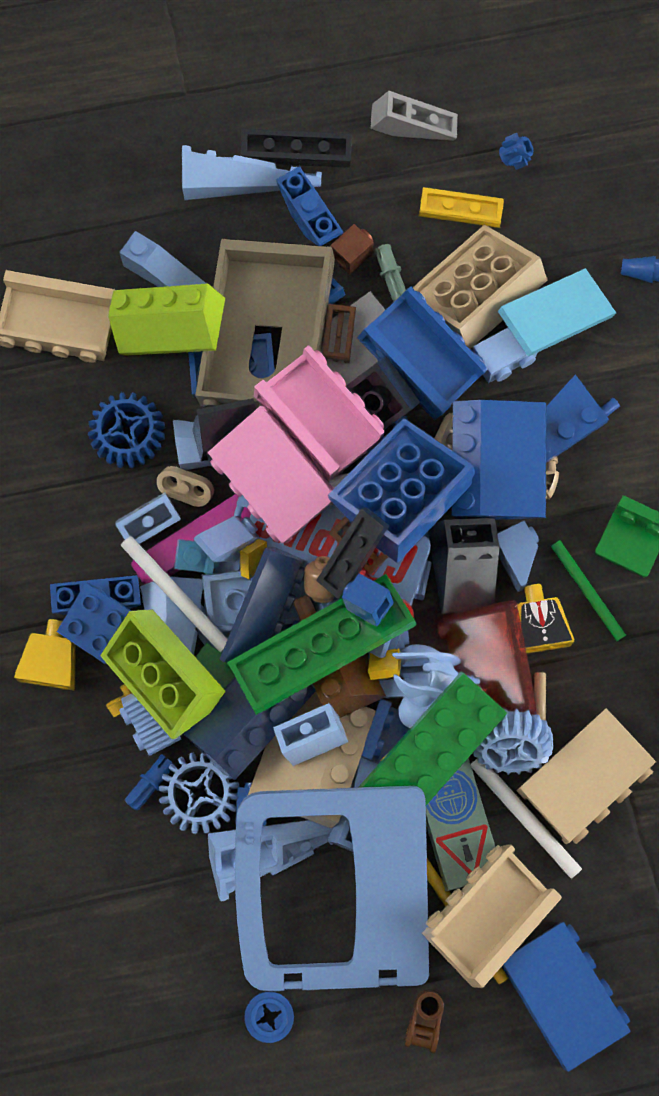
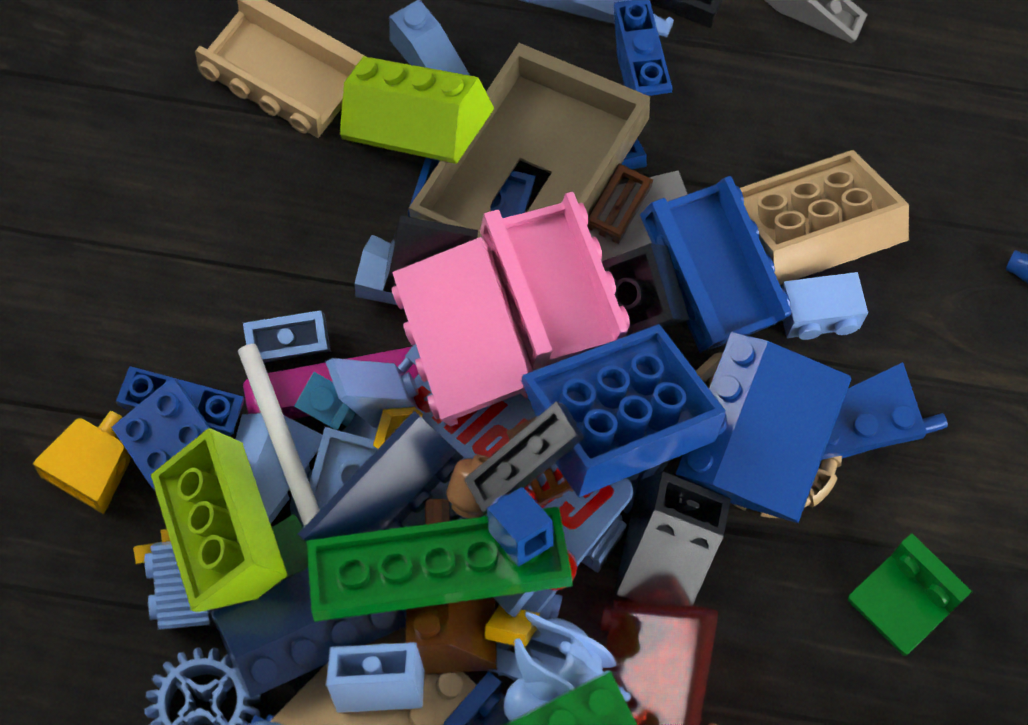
camera: 15 degrees right, 10 degrees down
(116, 435) = (336, 222): blue gear -> none
(148, 783) = (142, 667): blue axle -> none
(185, 488) = (354, 318): tan plate -> none
(352, 248) = (676, 117): copper brick -> none
(390, 271) = (713, 155): sand green axle -> none
(461, 207) = (831, 120): yellow tile -> none
(516, 151) = (924, 78): blue gear -> none
(518, 552) = (745, 556): medium blue slope -> none
(543, 622) = (744, 660): torso -> none
(556, 312) = (906, 280): medium azure tile -> none
(588, 590) = (821, 645): green bar -> none

